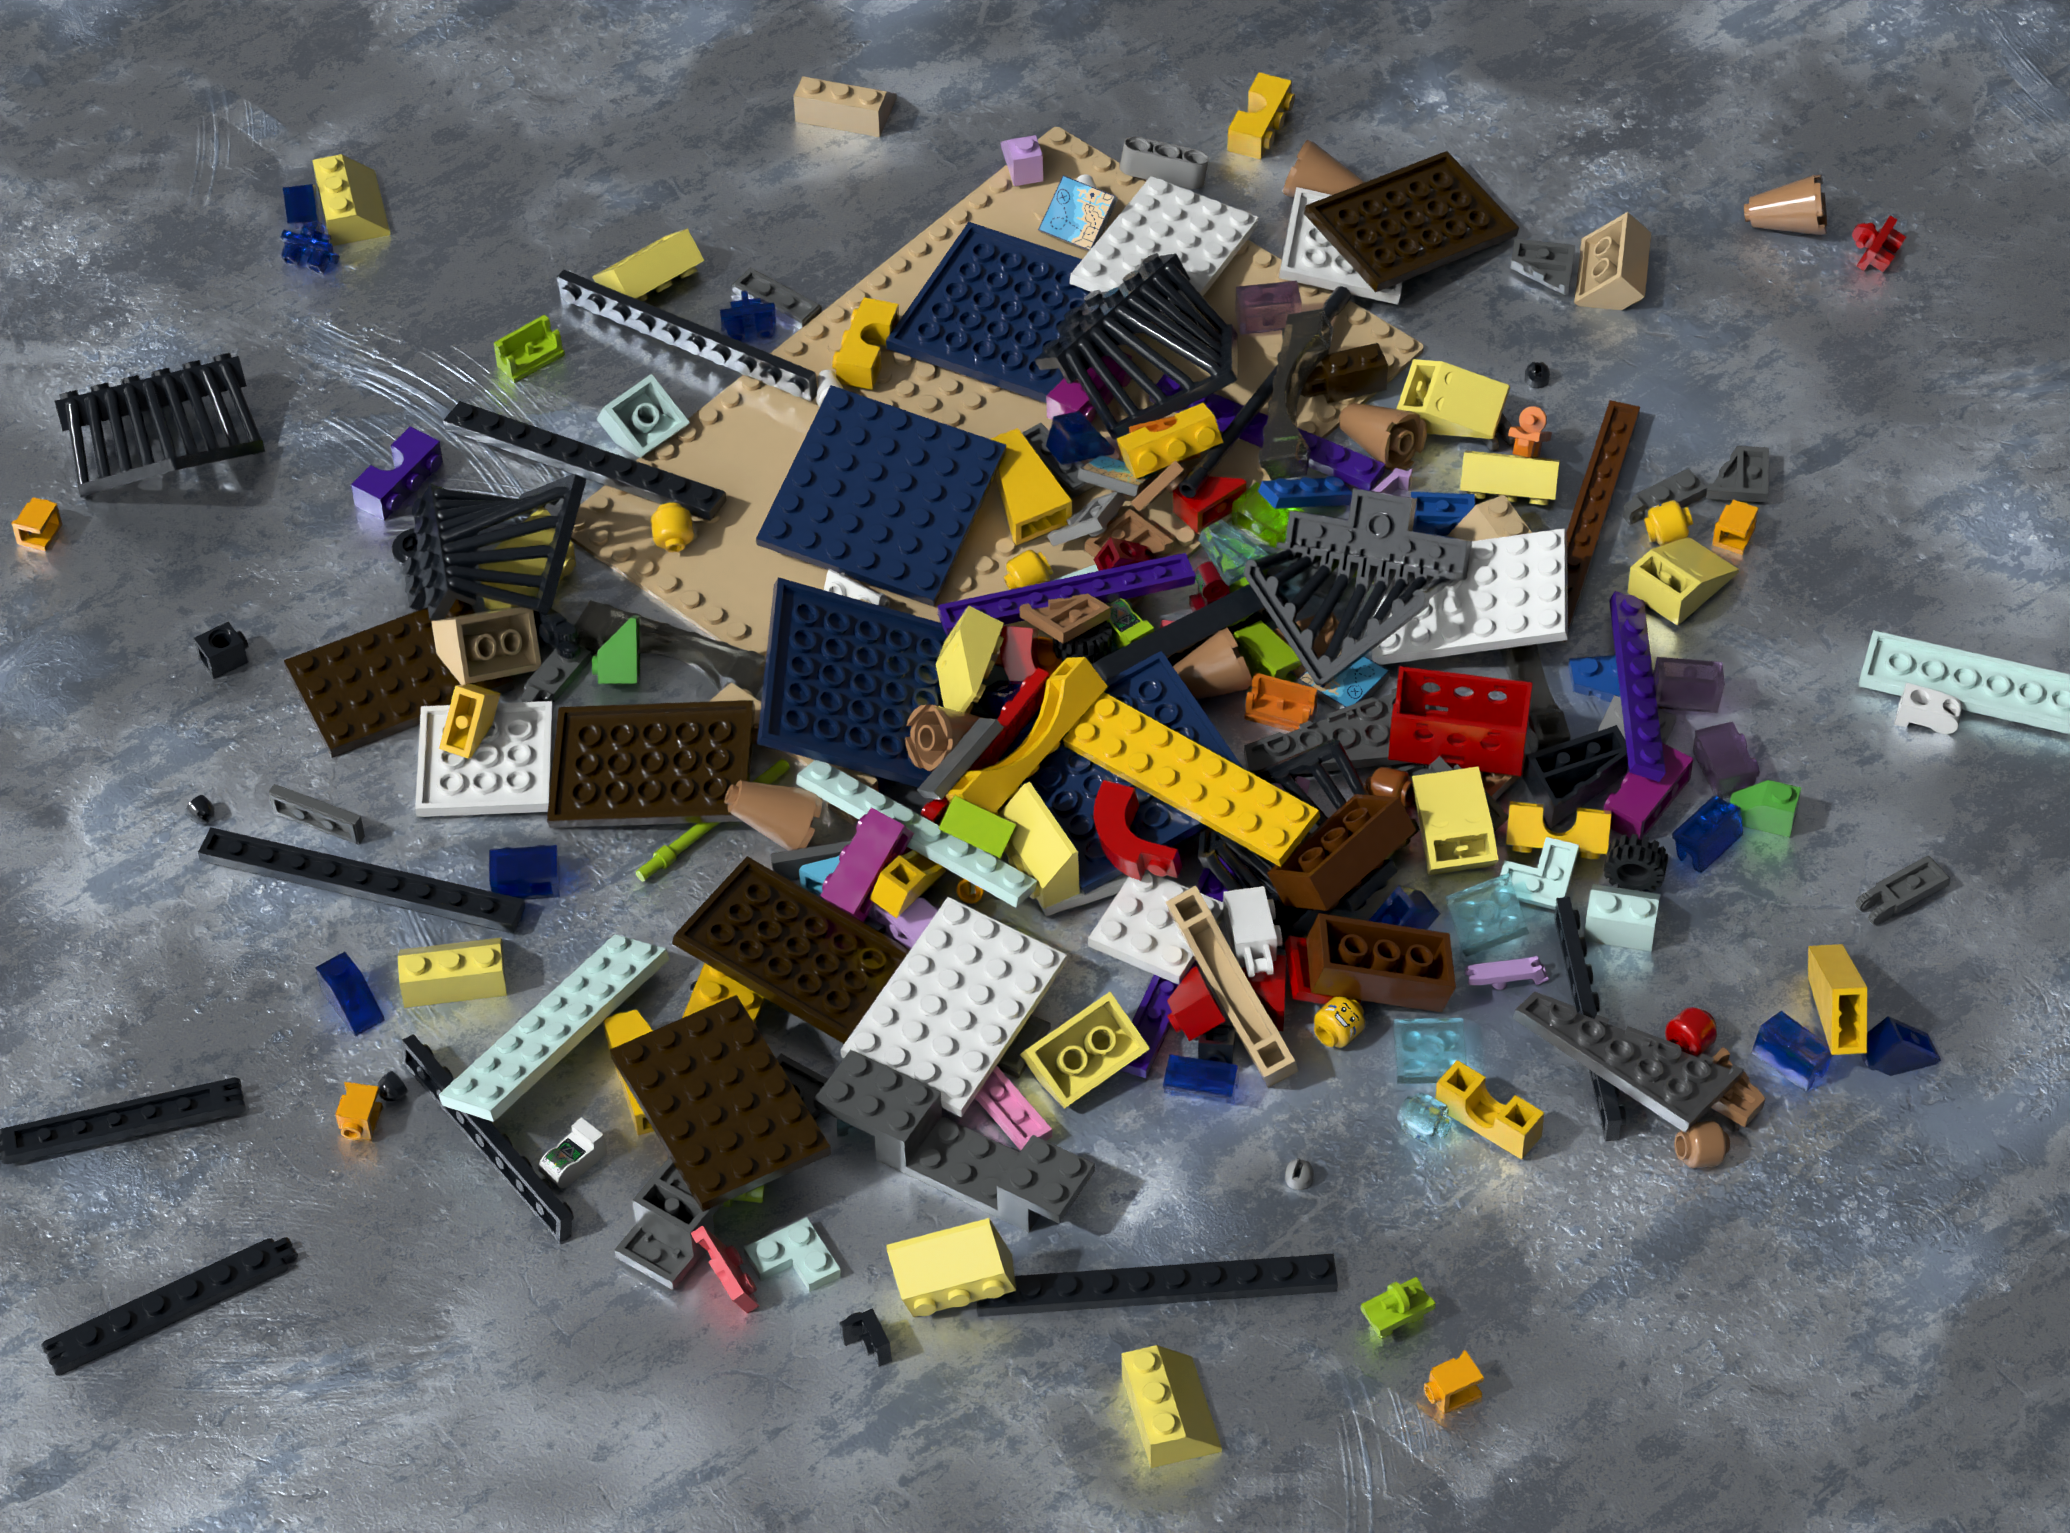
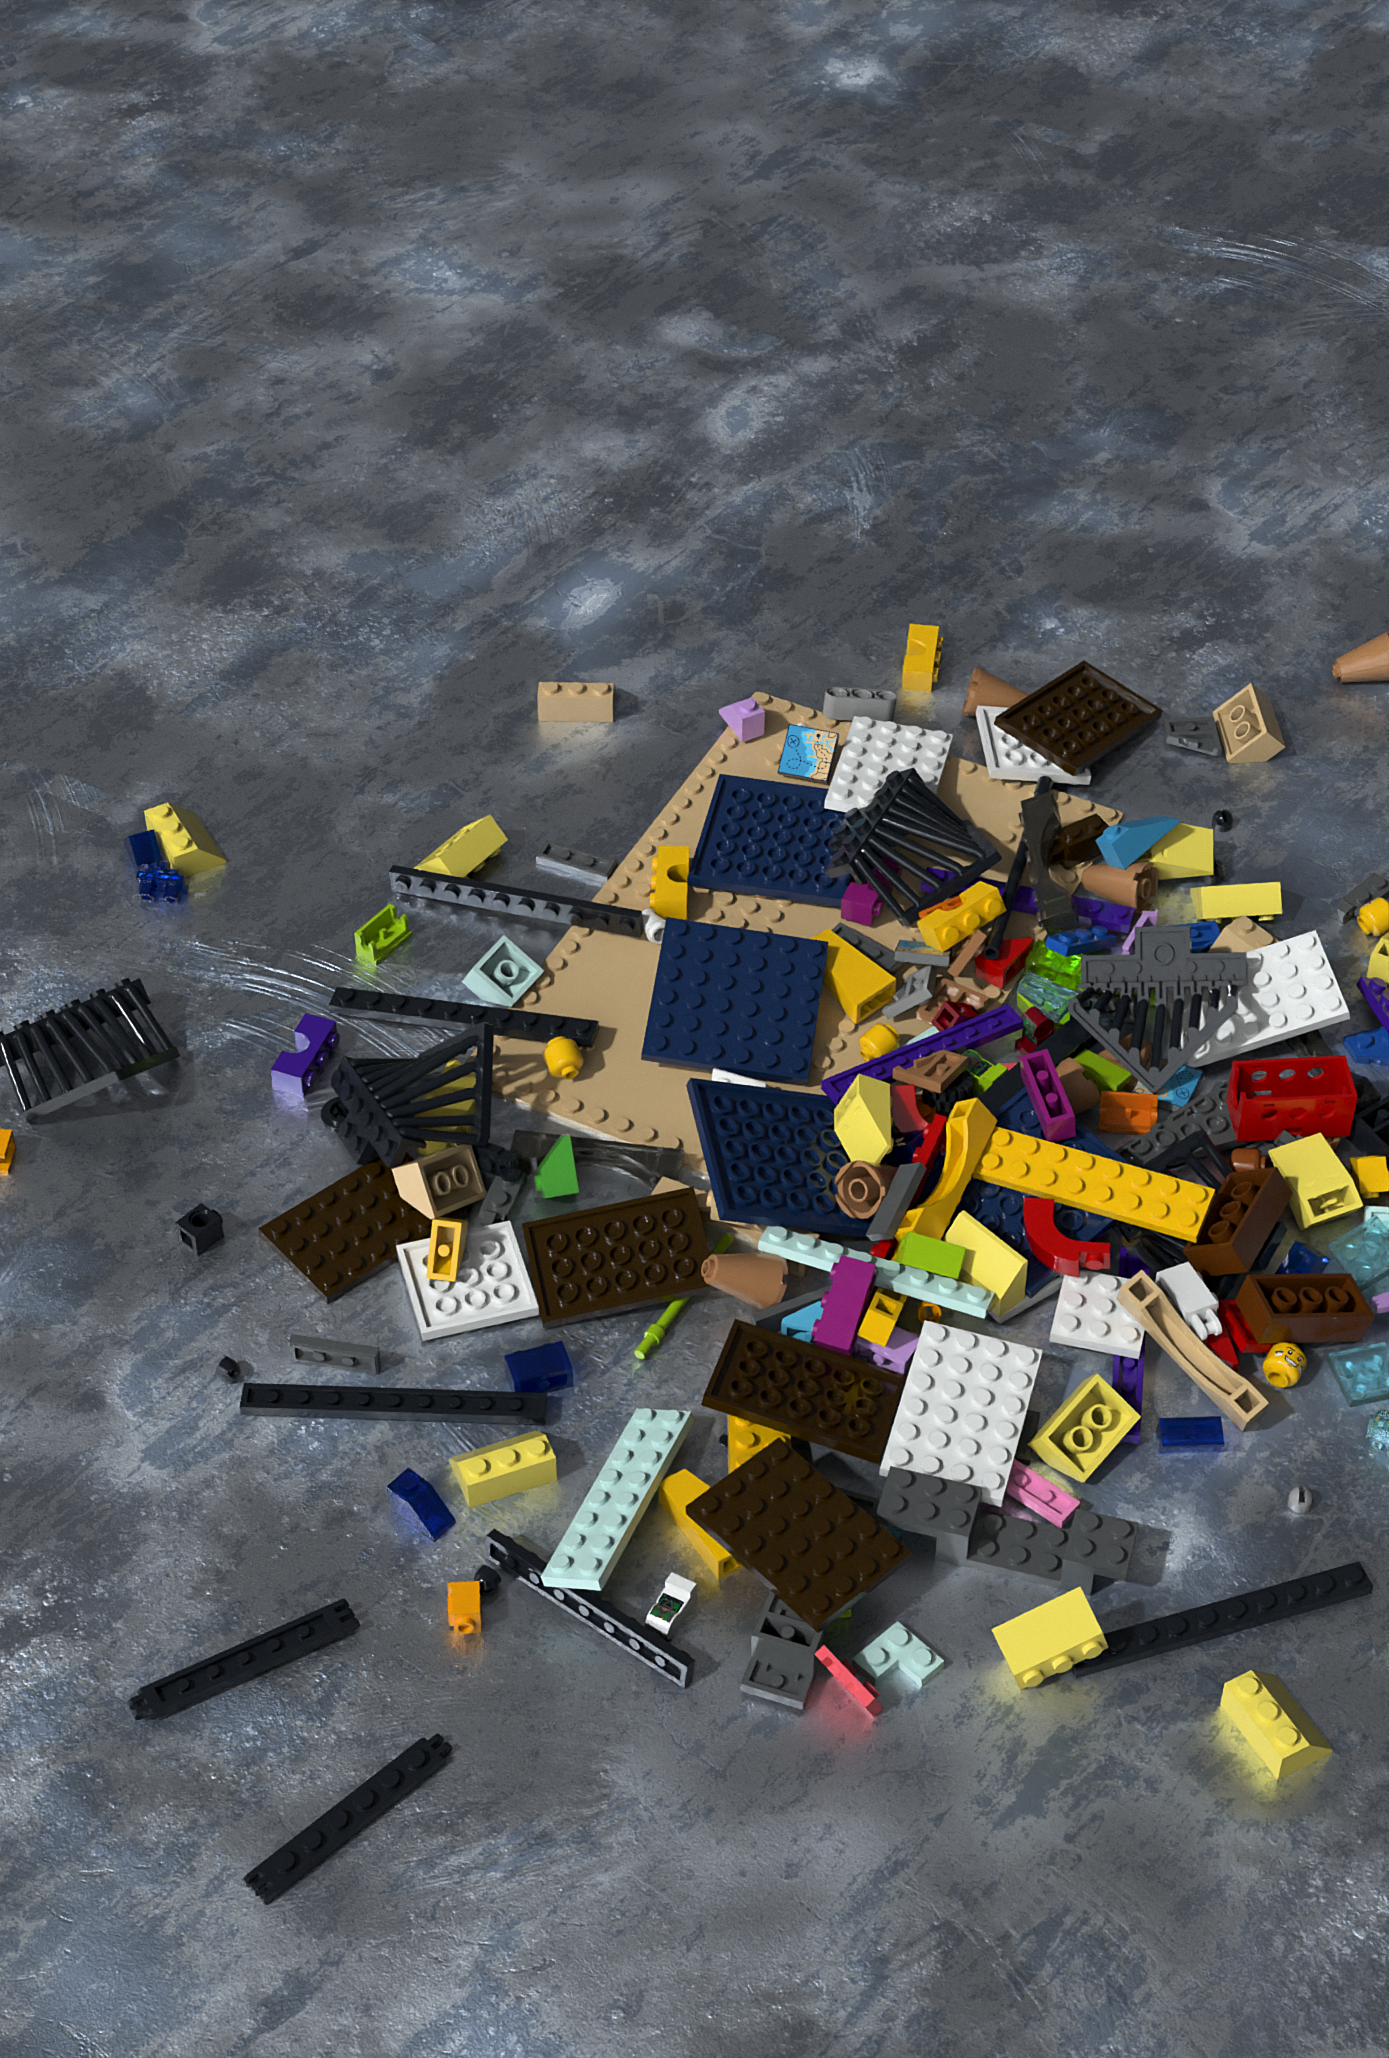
camera: 15 degrees left, 5 degrees down
(748, 314) = (560, 876): clear blue hips -> none
(868, 1330) = (996, 1711): black bracket -> none
(1076, 439) = (878, 929): clear blue slope -> none
(1169, 669) = (1047, 1096): none -> magenta brick
(1194, 1006) = (1162, 1374): red slope -> none
(1217, 1044) = (1189, 1401): black bracket -> none
(1266, 306) = (992, 801): brick -> none
(1397, 382) = (1129, 840): none -> dark azure slope
(1529, 433) = (1243, 854): orange hips -> none
(1596, 496) = (1309, 885): reddish brown plate -> none

